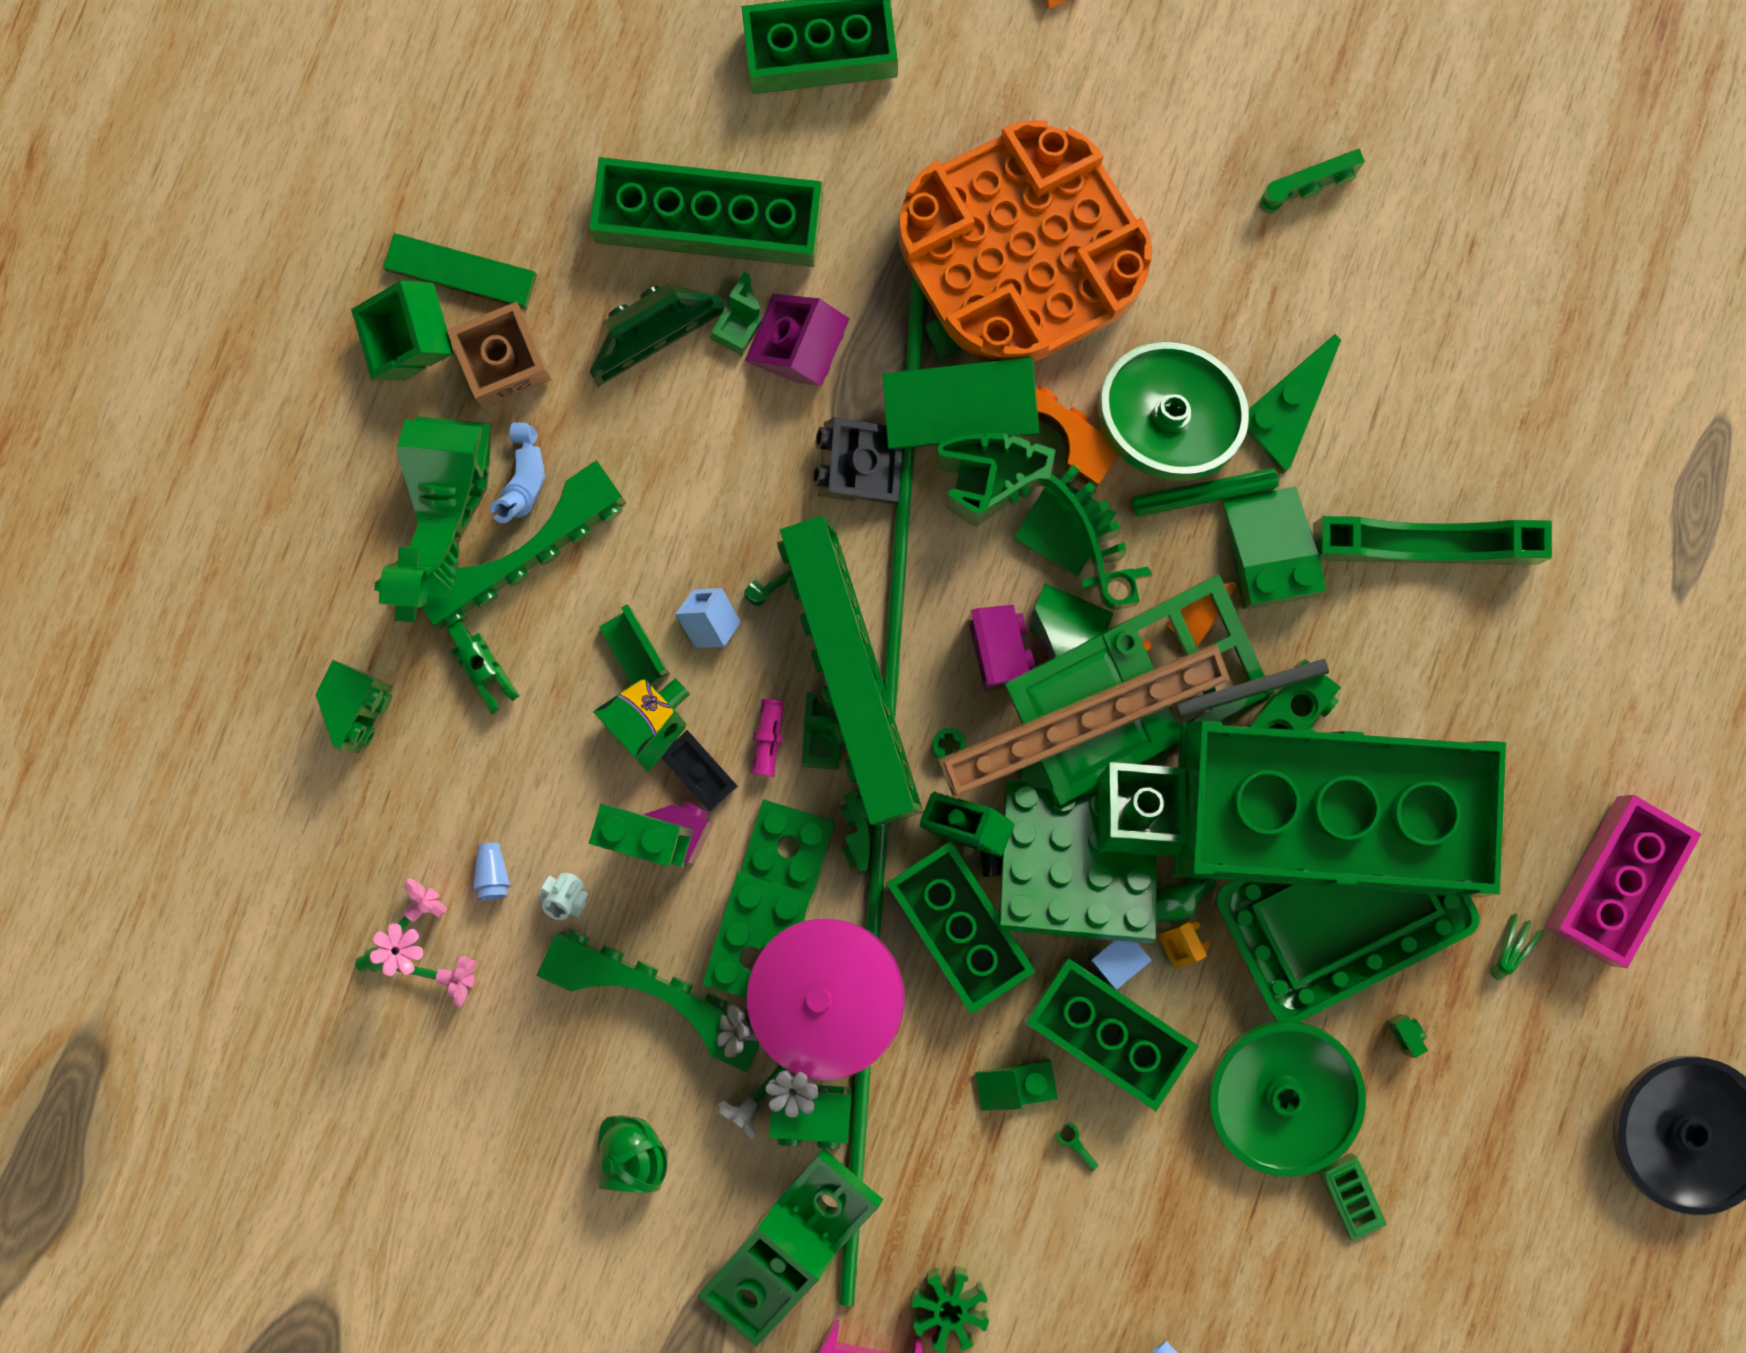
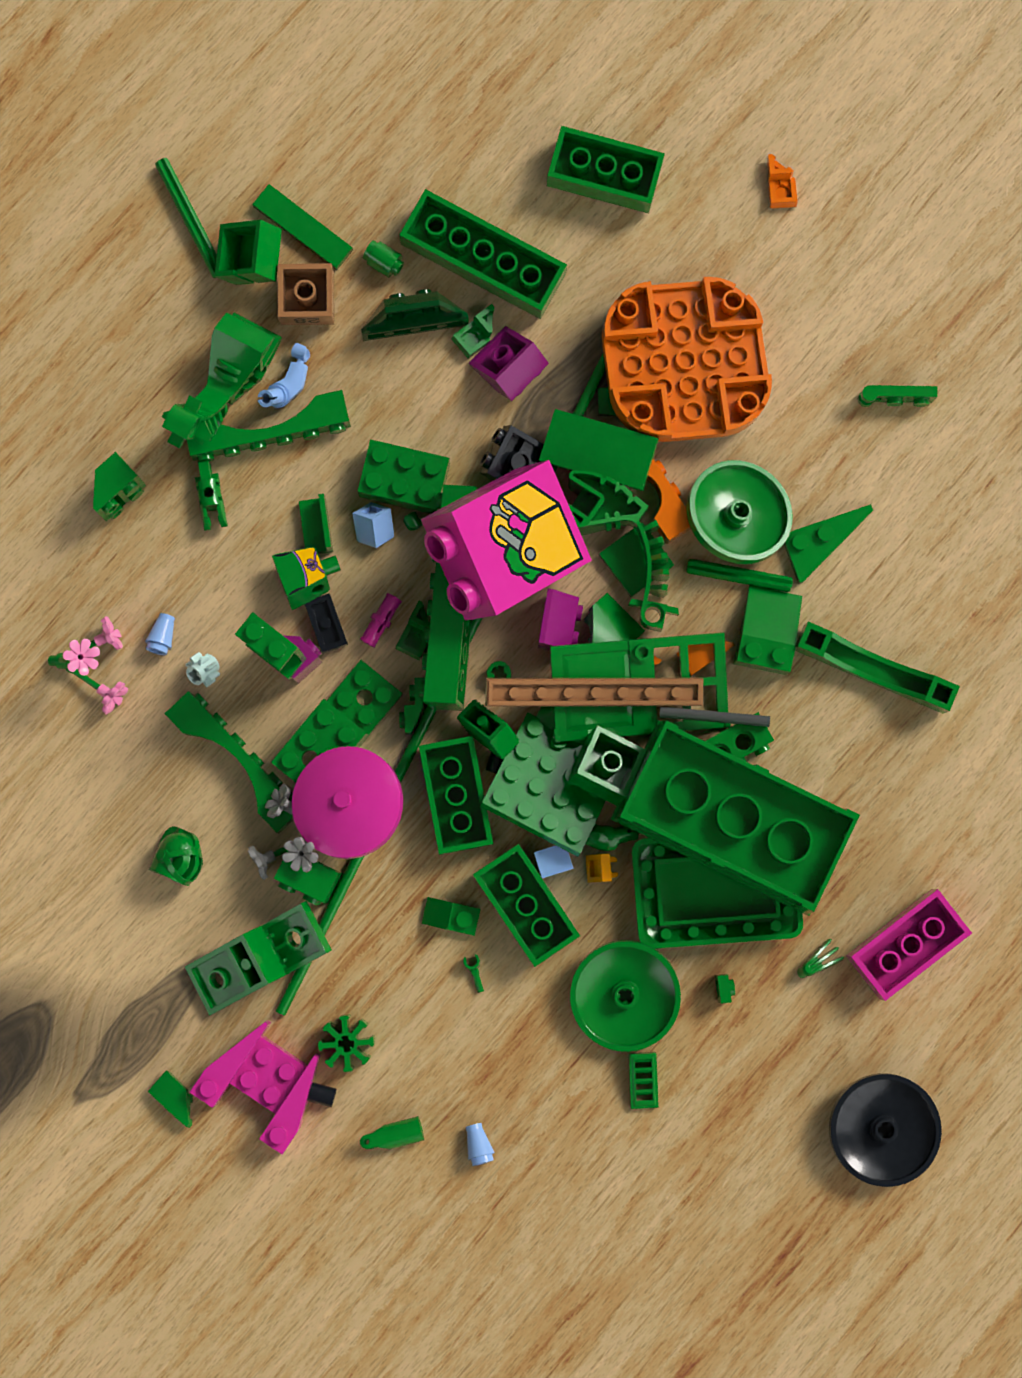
camera: 15 degrees right, 0 degrees up
(304, 313) = (187, 213): none -> green axle
(581, 270) = (383, 258): none -> green brick
(721, 540) = (403, 476): none -> green brick
(892, 571) = (505, 541): none -> dark pink brick

